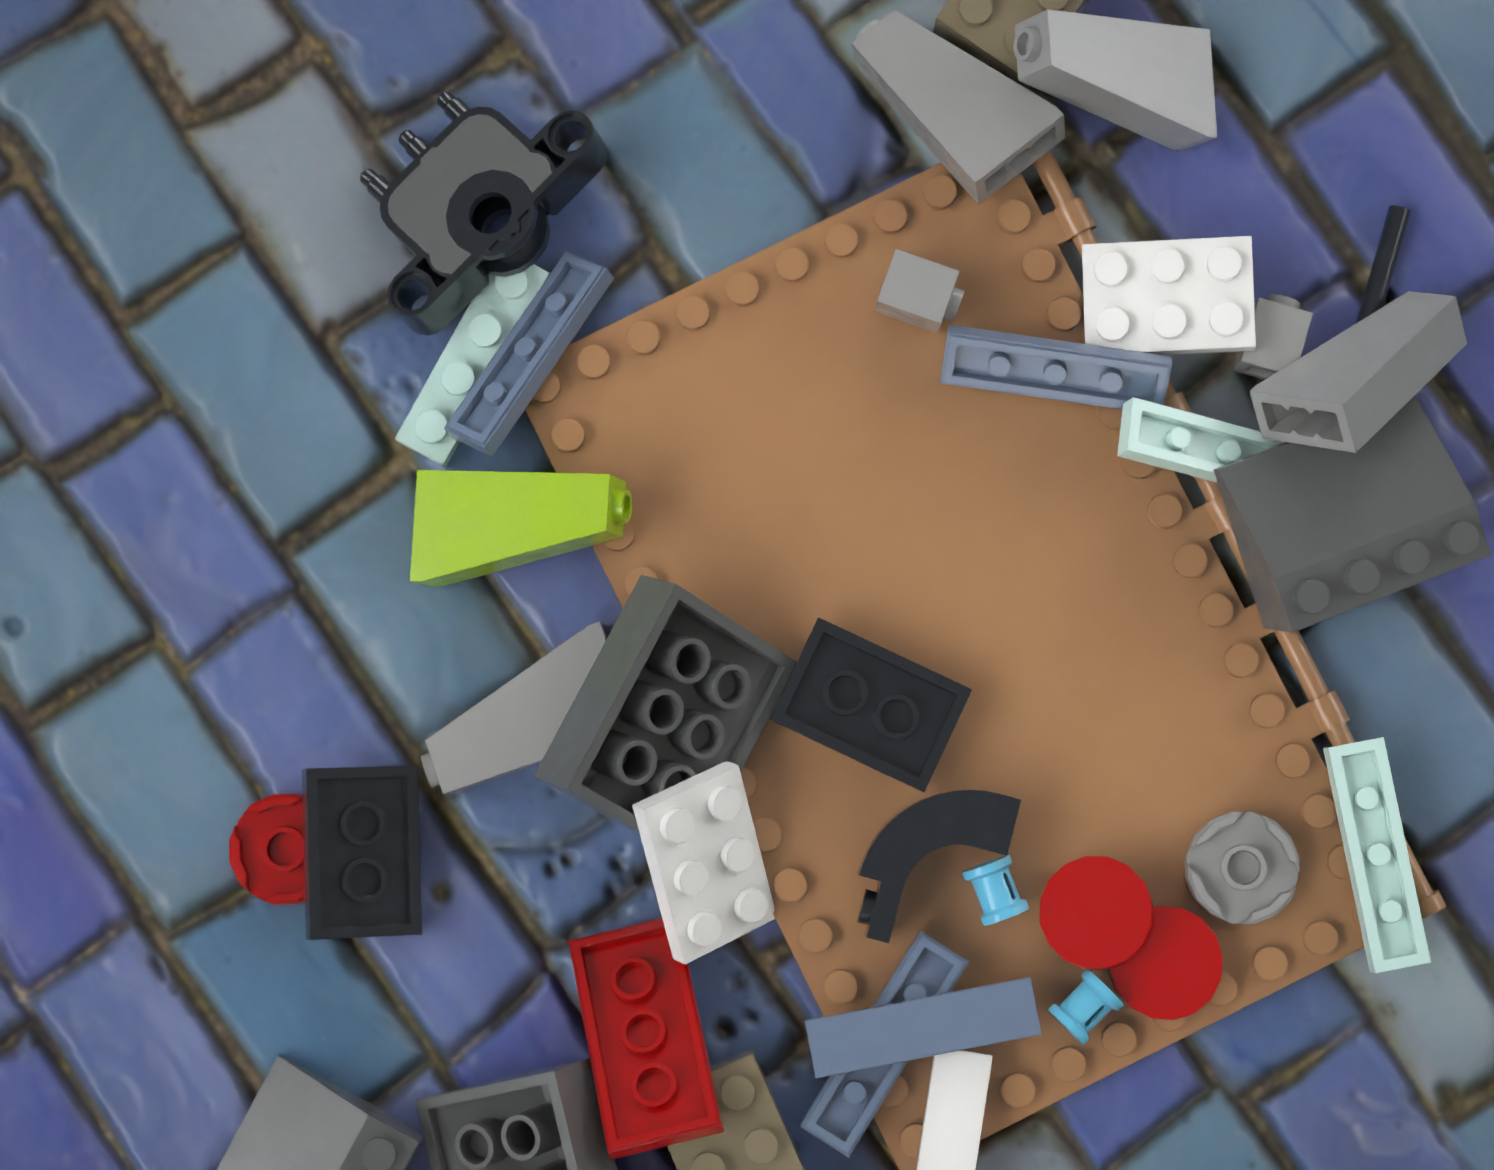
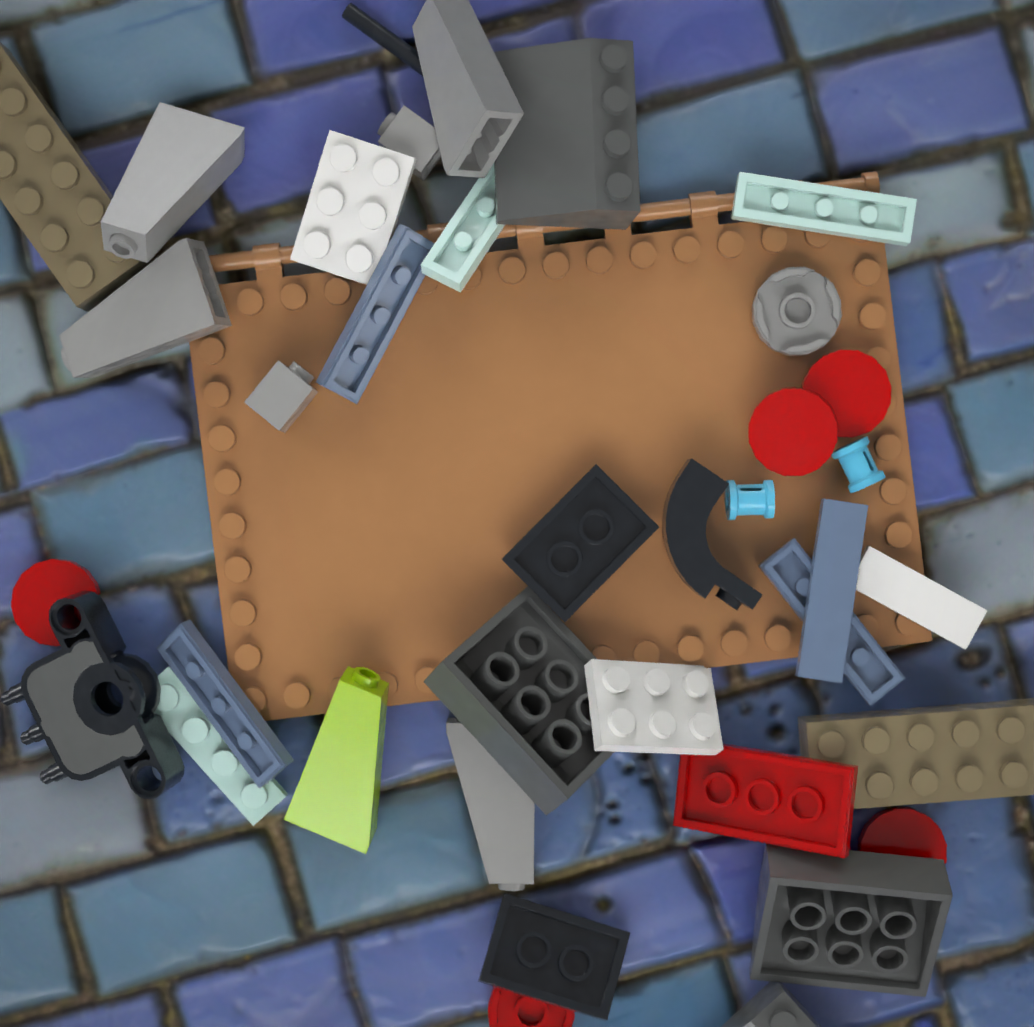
camera: 80 degrees left, 5 degrees up
(582, 89) = (43, 586): none -> red tile

